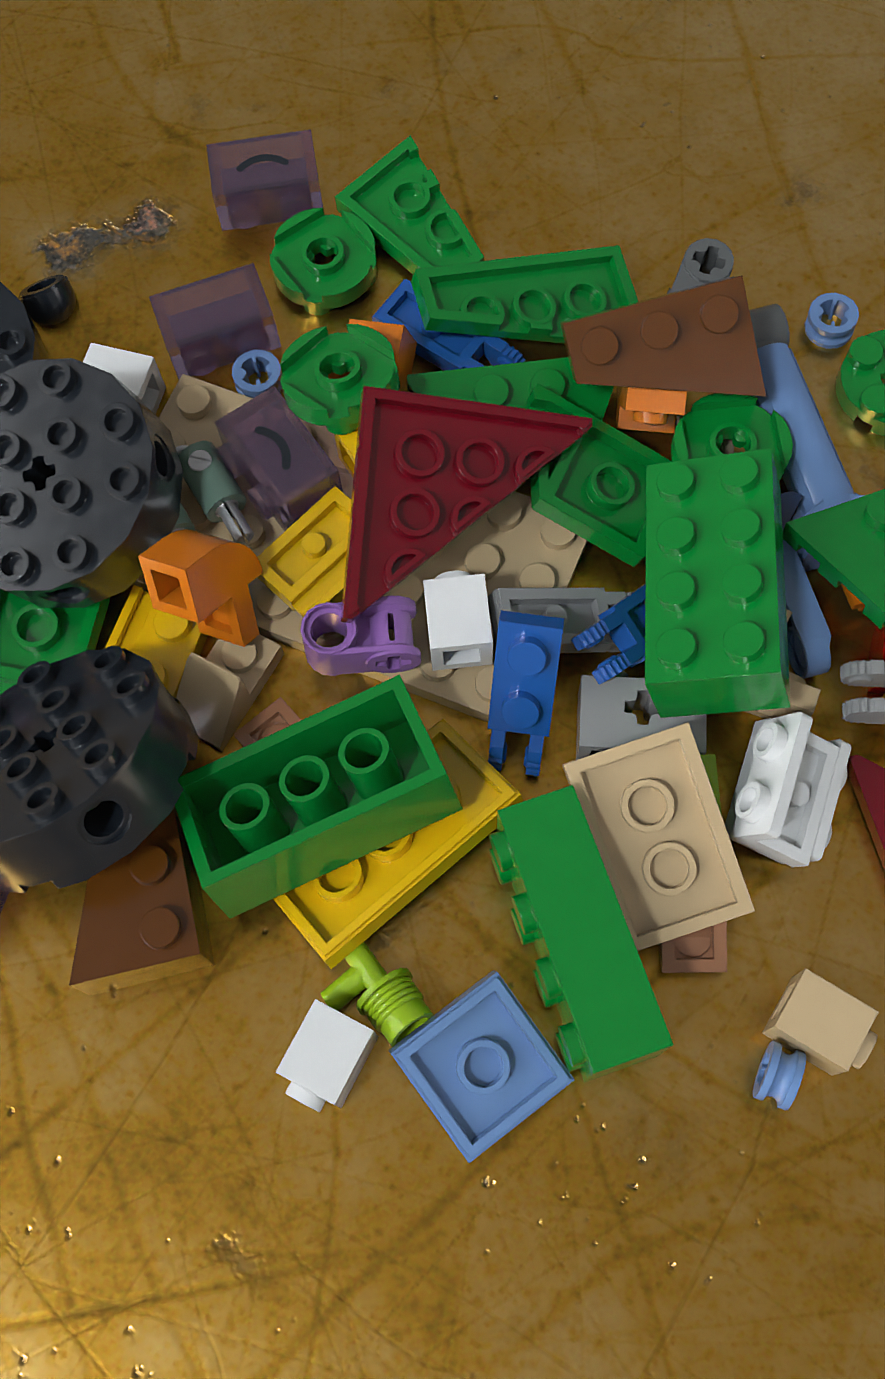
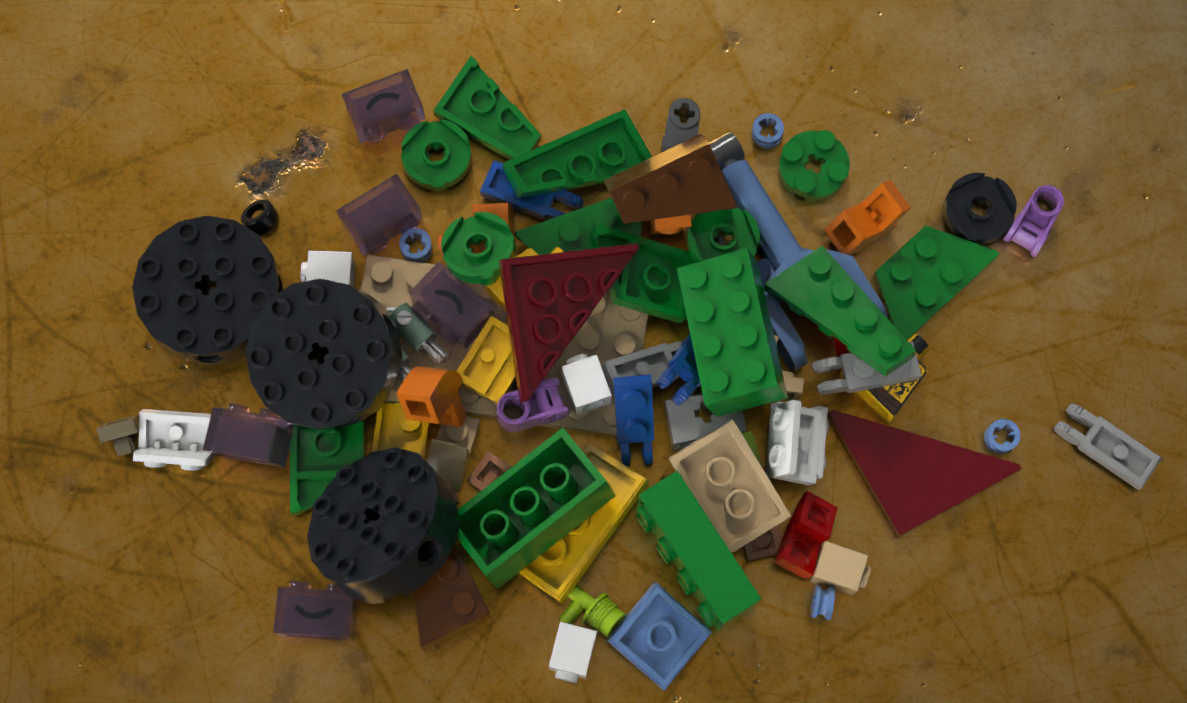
camera: 20 degrees left, 5 degrees up
(770, 948) = (805, 532): none -> red slope

